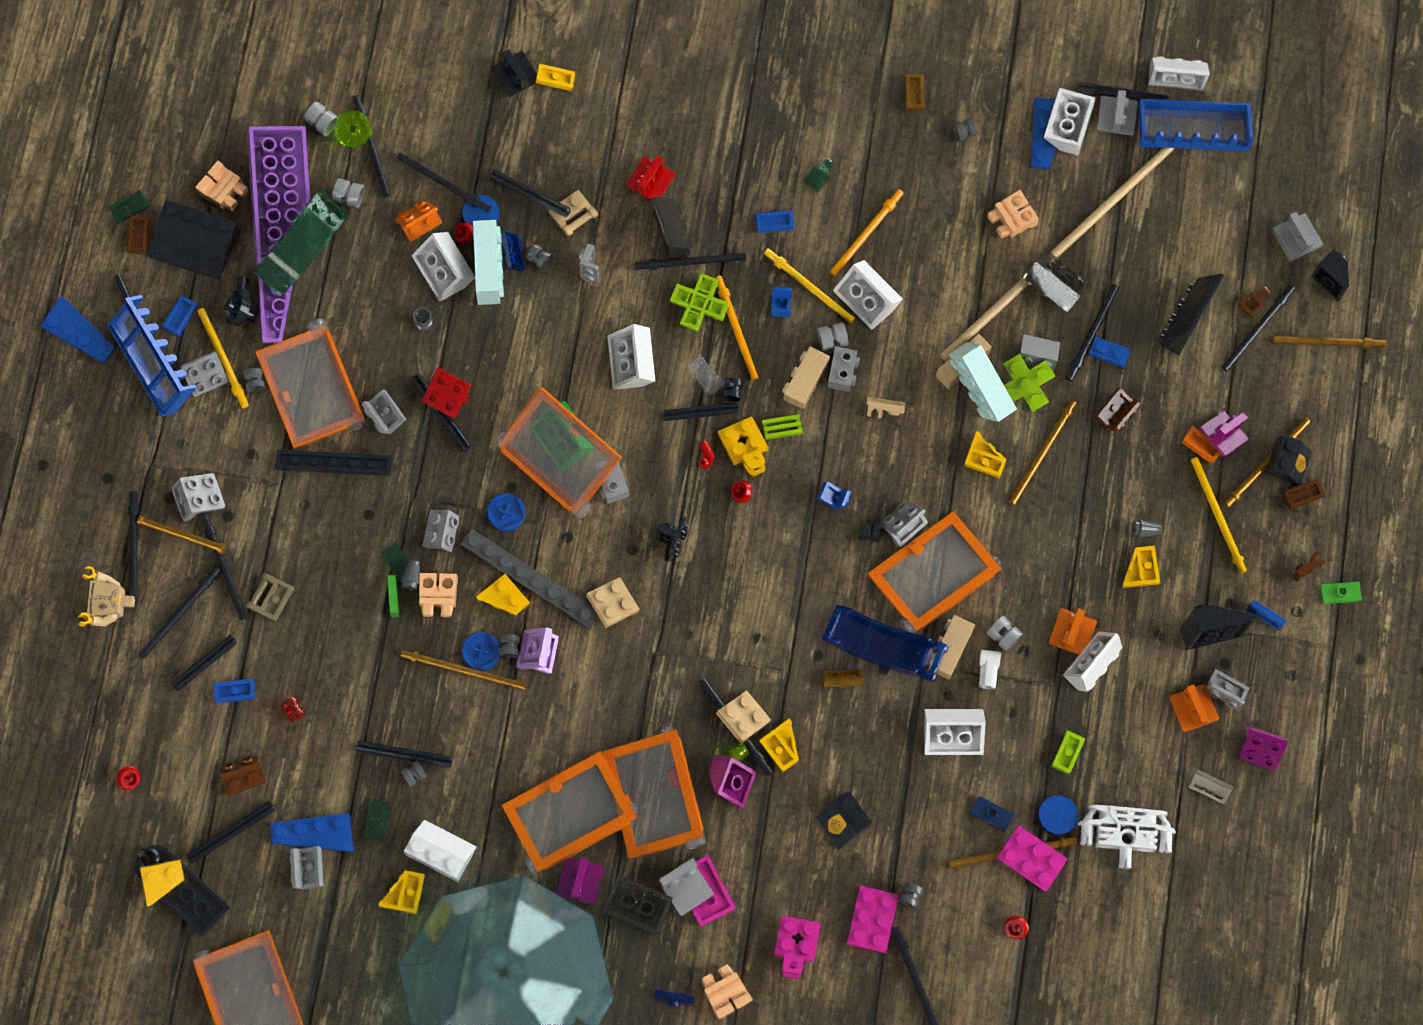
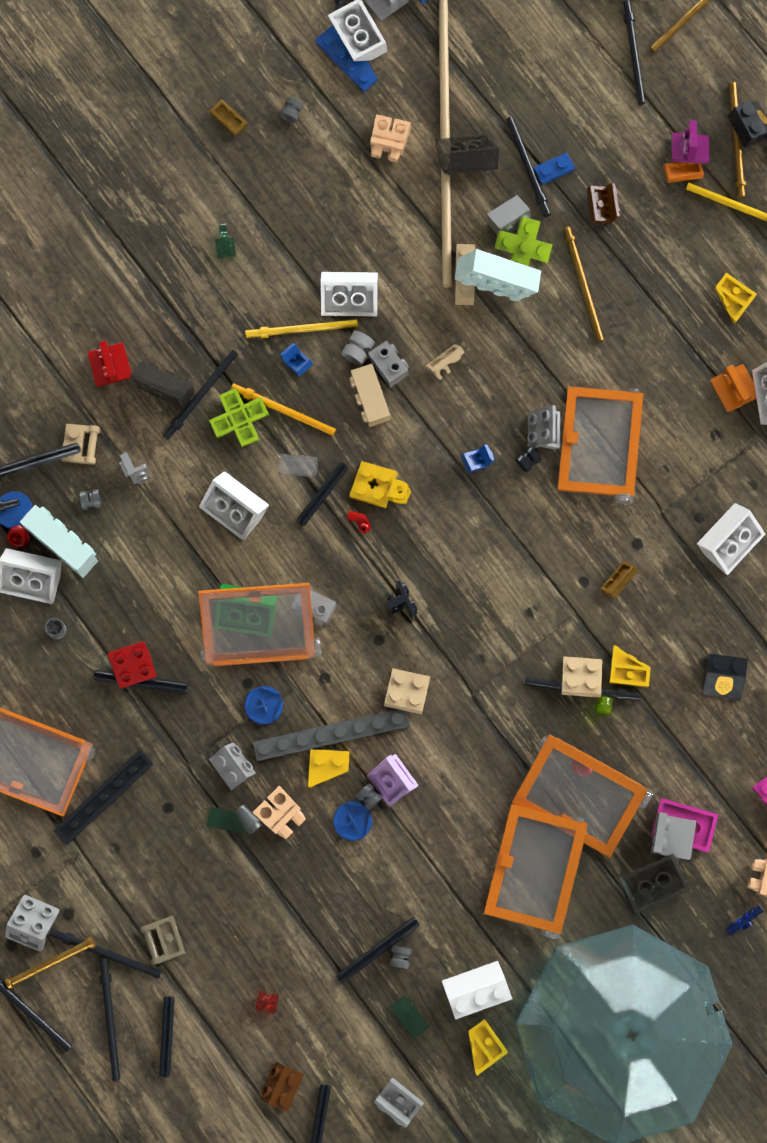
camera: 40 degrees left, 5 degrees up
(105, 600) = (47, 1068): tan torso -> none
(234, 691) = (211, 1033): blue plate -> none
(327, 832) = (380, 1067): blue wing -> none
(384, 412) = (101, 724): light grey bracket -> none
(393, 596) = (250, 847): bright green tile -> none
(415, 657) = (310, 874): pearl gold bar -> none
(513, 251) = (68, 514): clear blue plate -> none
(580, 880) = (594, 908): magenta bracket -> none
(731, 779) = (620, 729): magenta slope -> none
(732, 389) = (328, 455): black wheel -> none
(741, 491) = (411, 520): red hat -> none
(774, 221) = (228, 307): blue tile -> none
(783, 426) = (398, 434): lime tile -> none
(883, 644) = (622, 527): clear blue windscreen -> none
(888, 206) = (296, 217): light orange bar -> none
(956, 637) = (667, 482): tan brick -> none
(984, 457) = (549, 327): yellow wing -> none
(988, 664) = (704, 466): white piece -> none
(1010, 638) = (700, 435): light grey wheel -> none
(1145, 528) = (707, 267): dark grey cone -> none
(1189, 313) = (582, 84): black slope -> none
(1254, 303) = (613, 38): reddish brown plate -> none

